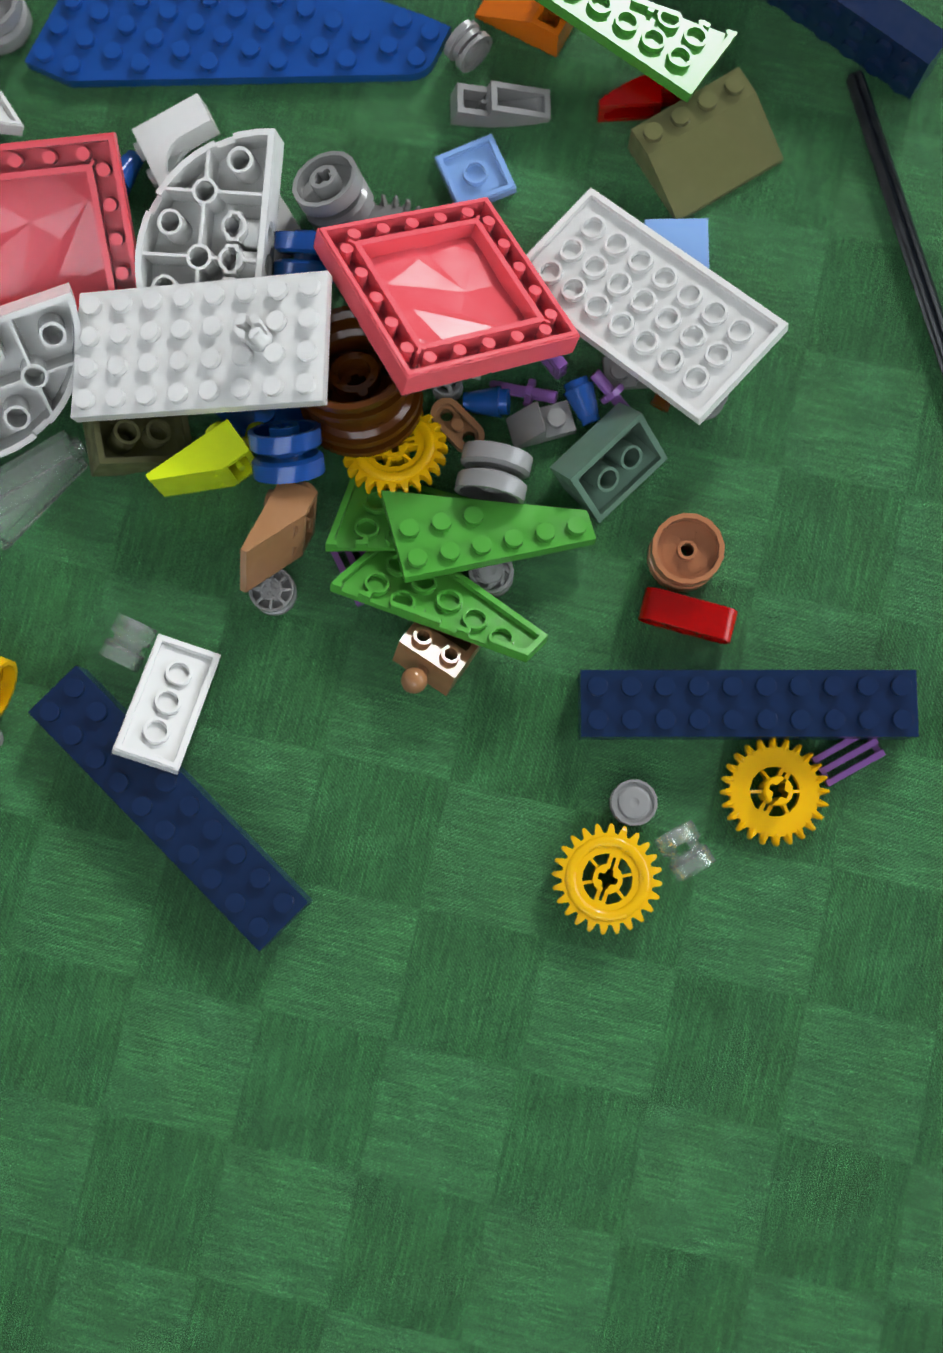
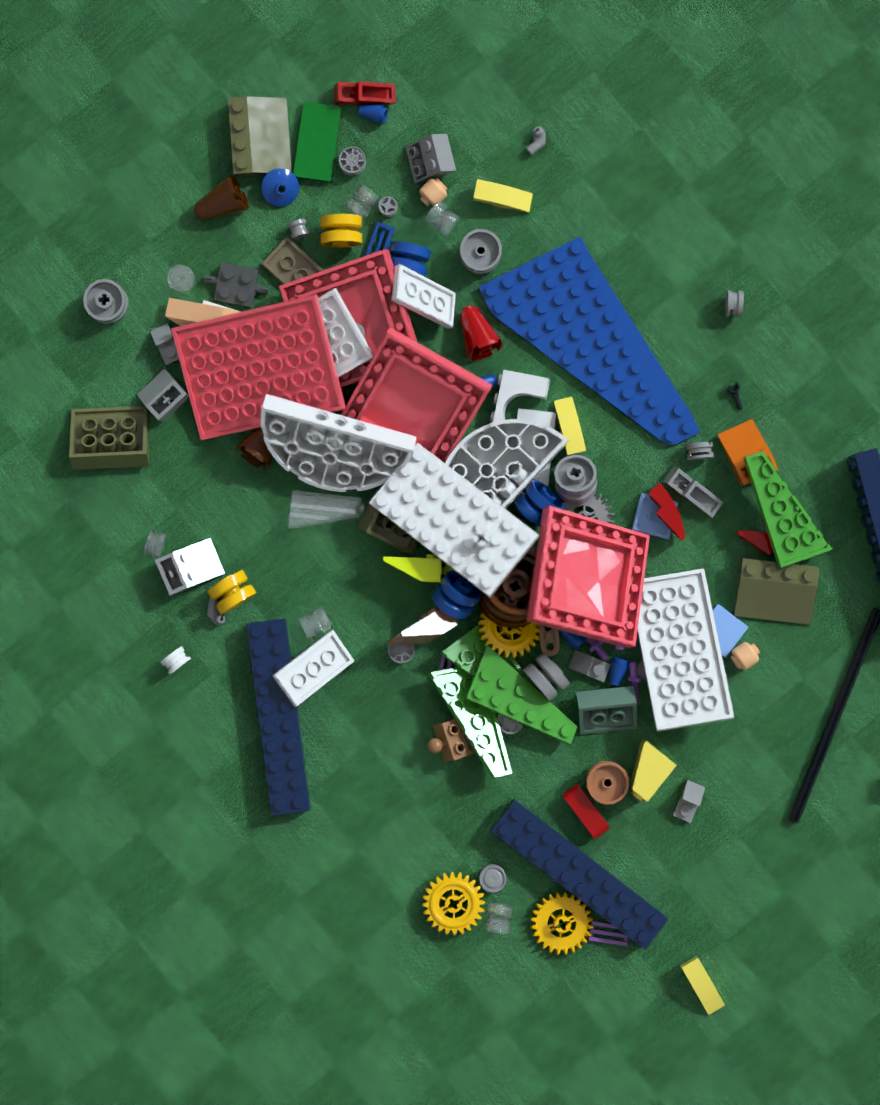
camera: 30 degrees right, 5 degrees up
(67, 109) = (478, 334): none -> red cone
(296, 146) = (570, 425): none -> light yellow slope
(486, 146) = (667, 511): none -> red slope
(729, 491) = (649, 771): none -> light yellow slope
(733, 254) = (745, 655): none -> light nougat head
(811, 499) = (689, 801): none -> light grey slope

